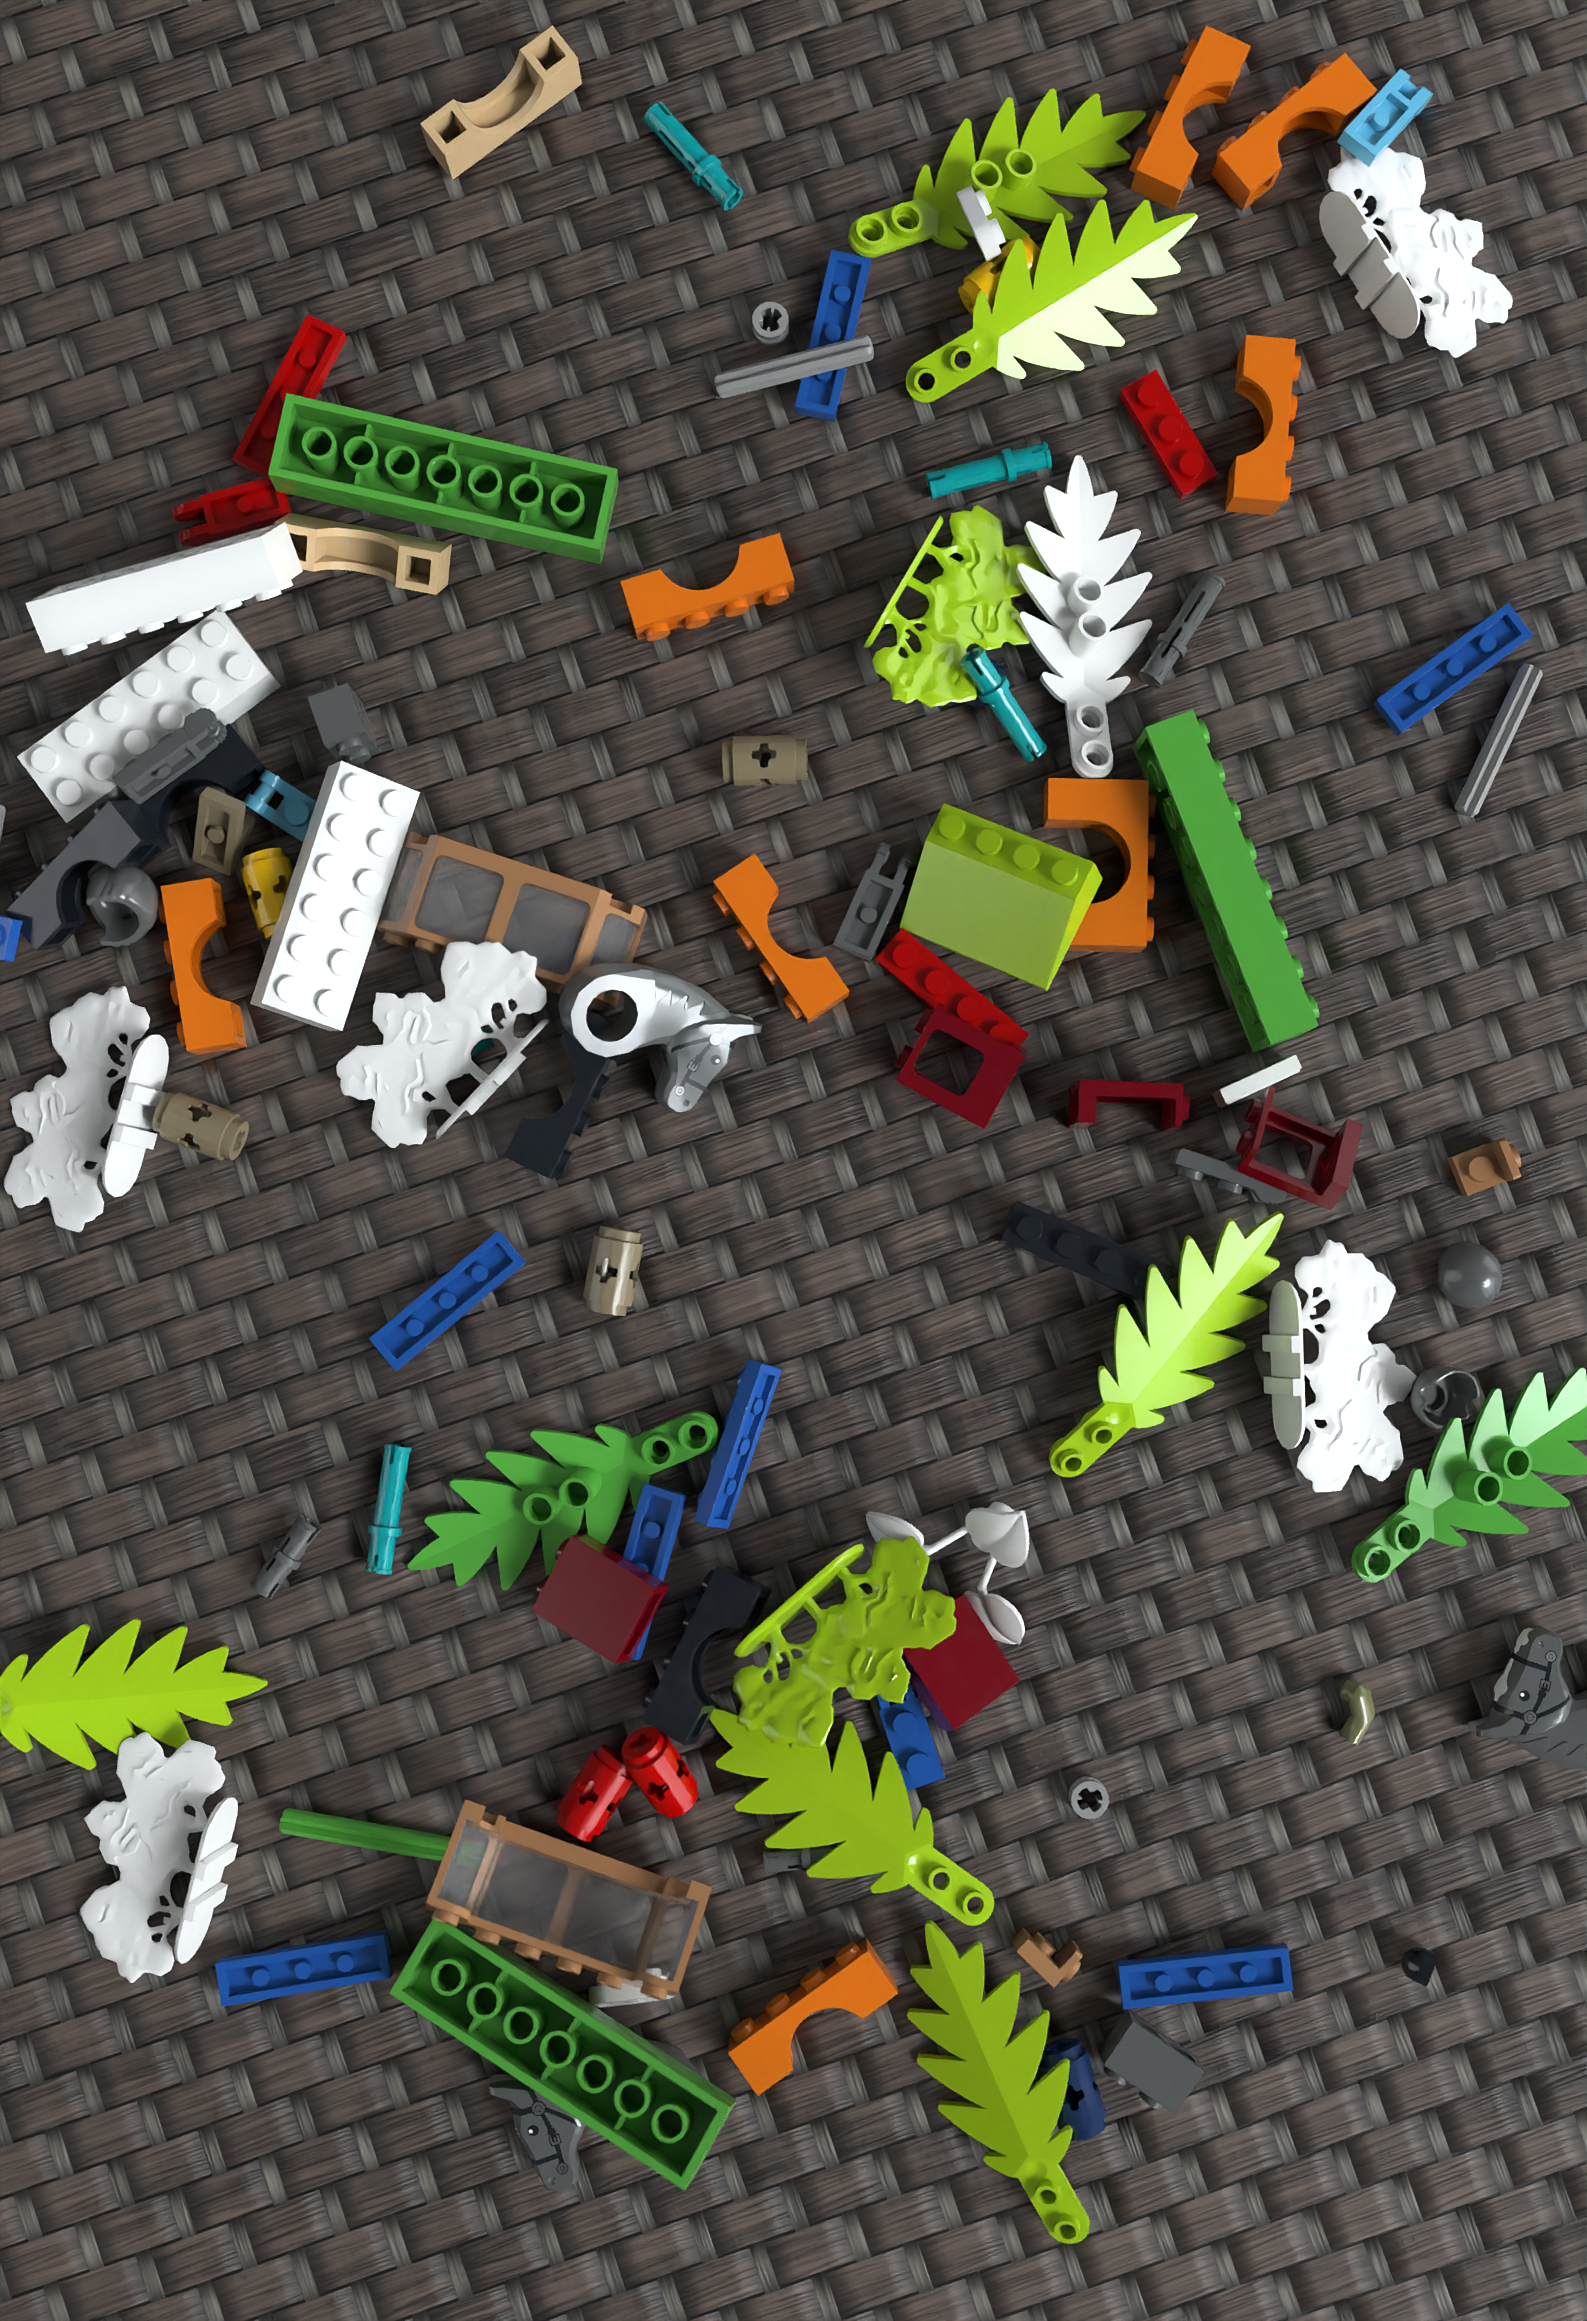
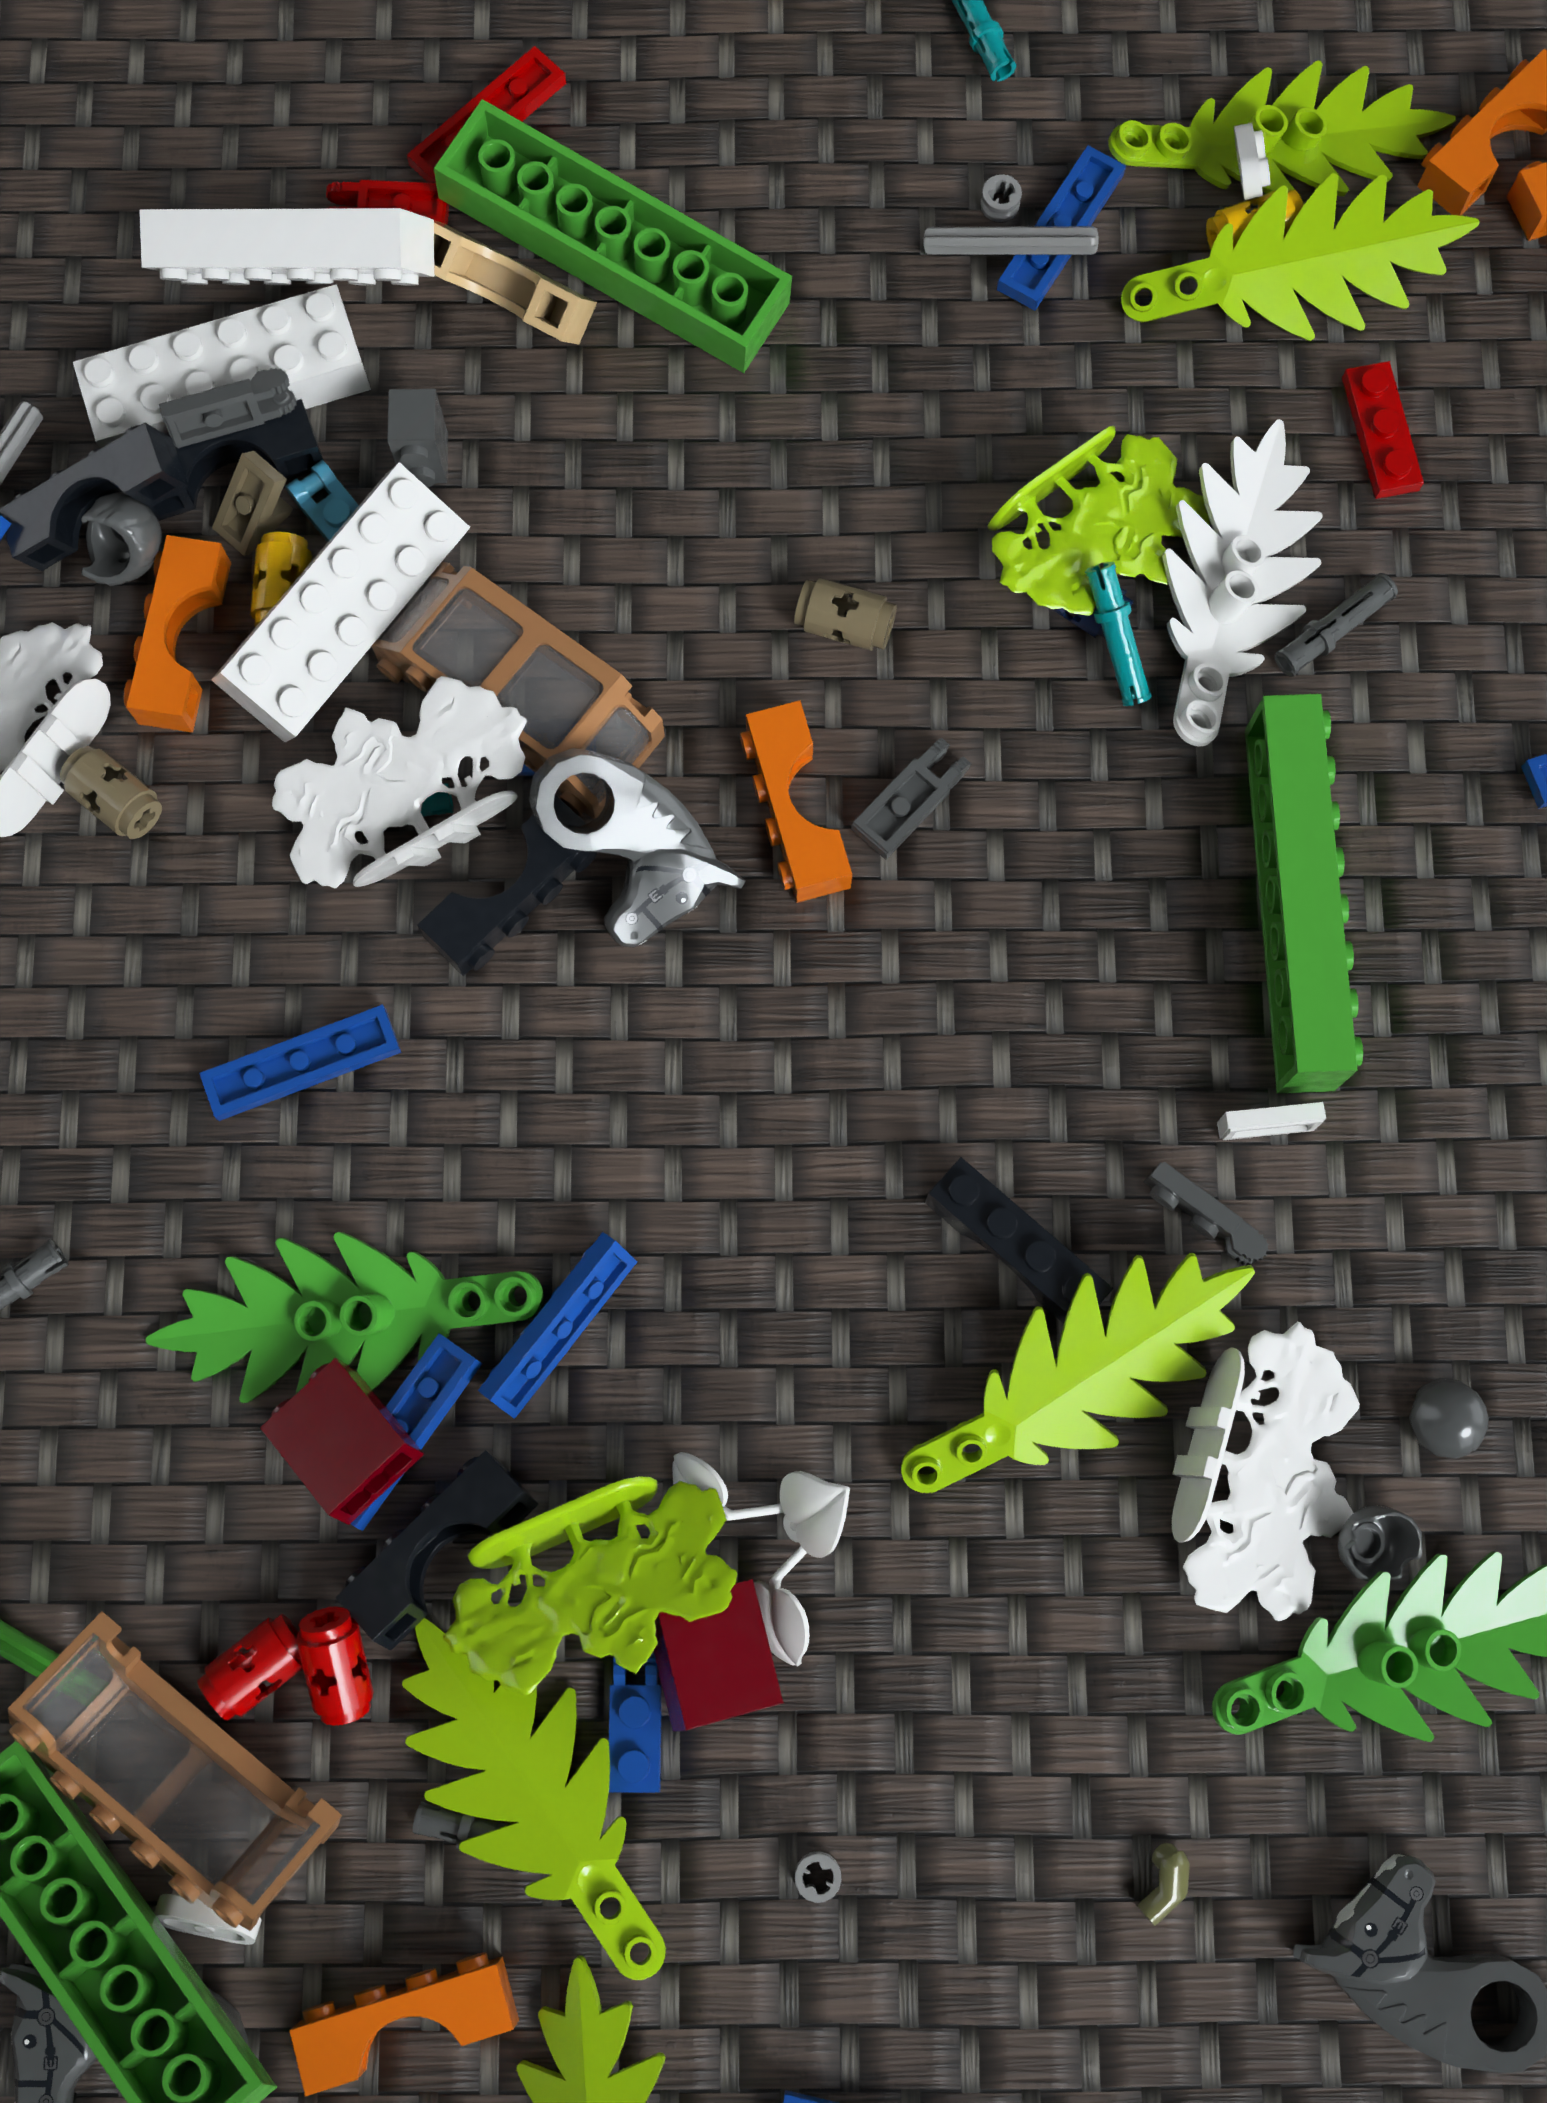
camera: 20 degrees right, 10 degrees down
(387, 1511) = (148, 1266): teal pin -> none
(602, 1289) = (485, 1112): dark tan piece -> none
(661, 605) = (793, 431): orange arch -> none
(936, 982) = (963, 925): red plate -> none
(988, 470) = (1187, 405): teal pin -> none
(989, 1083) = (973, 1020): dark red window -> none
(998, 896) = (1049, 827): lime slope -> none
(1039, 1955) = (696, 2045): medium nougat bracket -> none
(1086, 1093) = (1083, 1068): dark red window -> none
(1121, 813) = (1208, 788): orange arch -> none
(1265, 378) = (1502, 406): orange arch -> none
(1329, 1160) = (1328, 1224): dark red window -> none
(1485, 1166) = (1503, 1301): medium nougat bracket -> none

